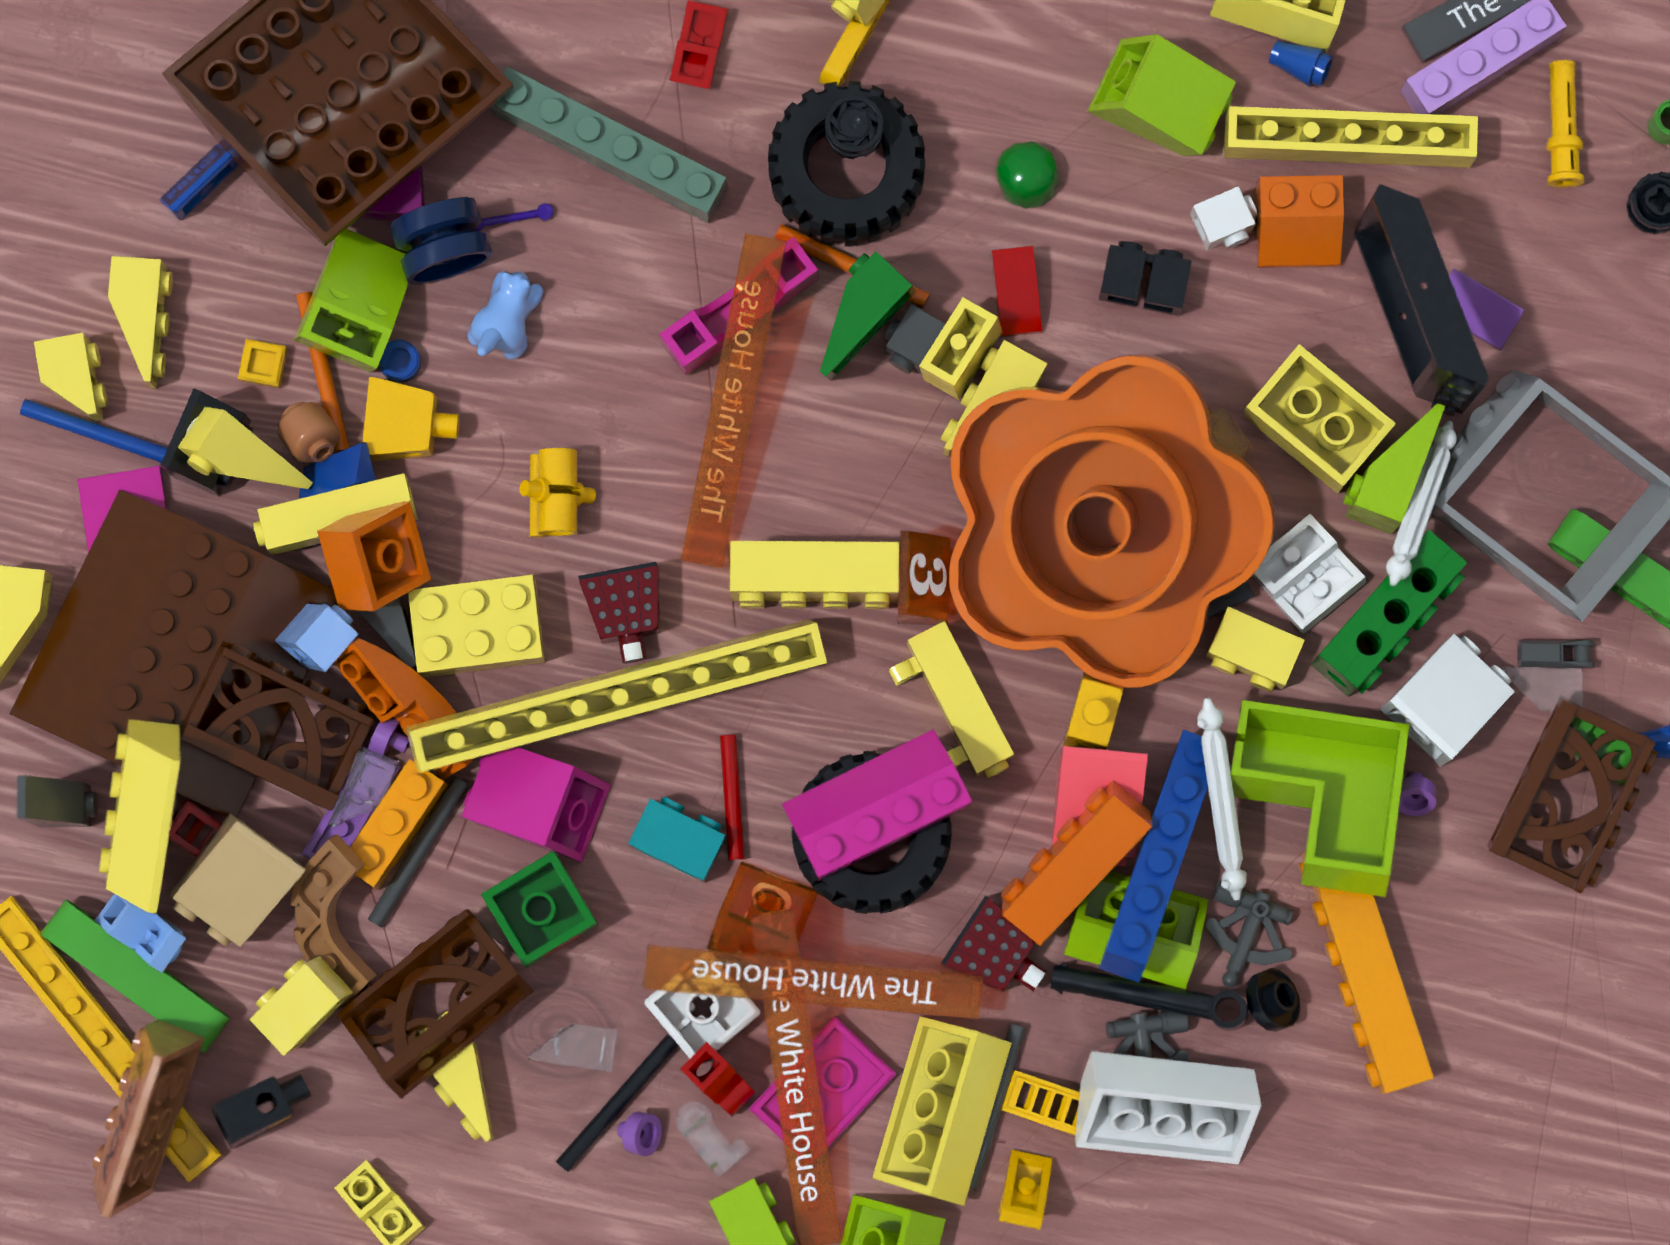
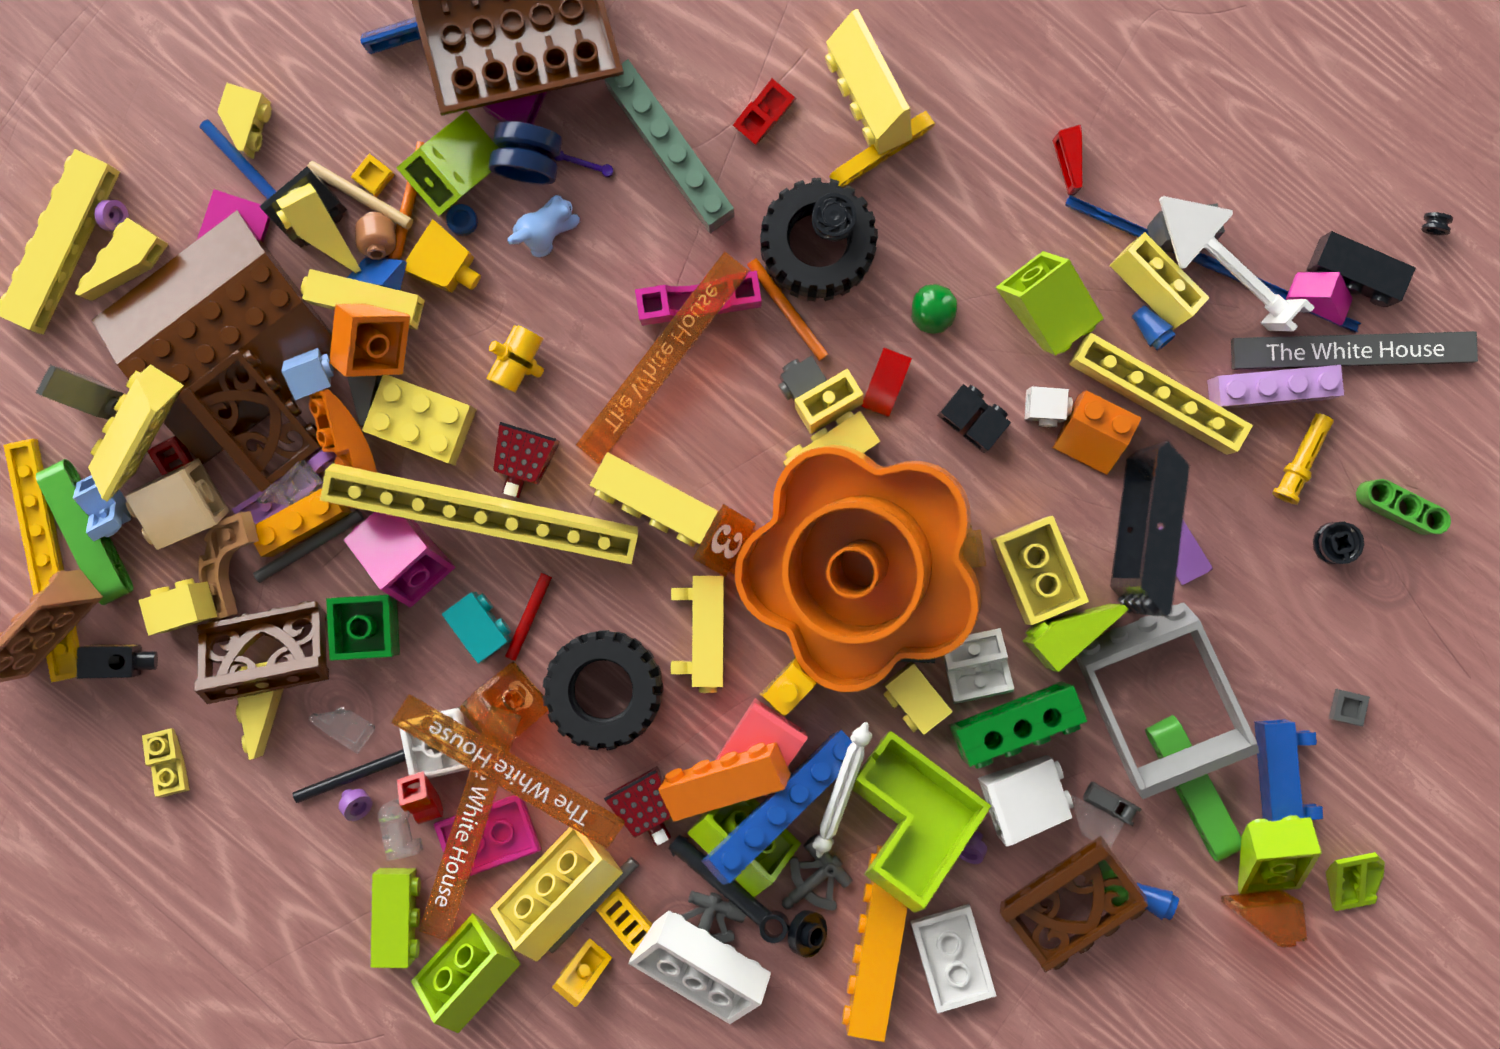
camera: 30 degrees right, 5 degrees up
(138, 299) = (310, 94): light yellow slope -> none
(263, 394) = (360, 195): none -> tan bar
(866, 306) = (779, 341): green slope -> none
(877, 804) = (610, 678): dark pink slope -> none
(1421, 504) = (1074, 669): white wheel -> none
(1464, 939) = (953, 958): none -> white plate

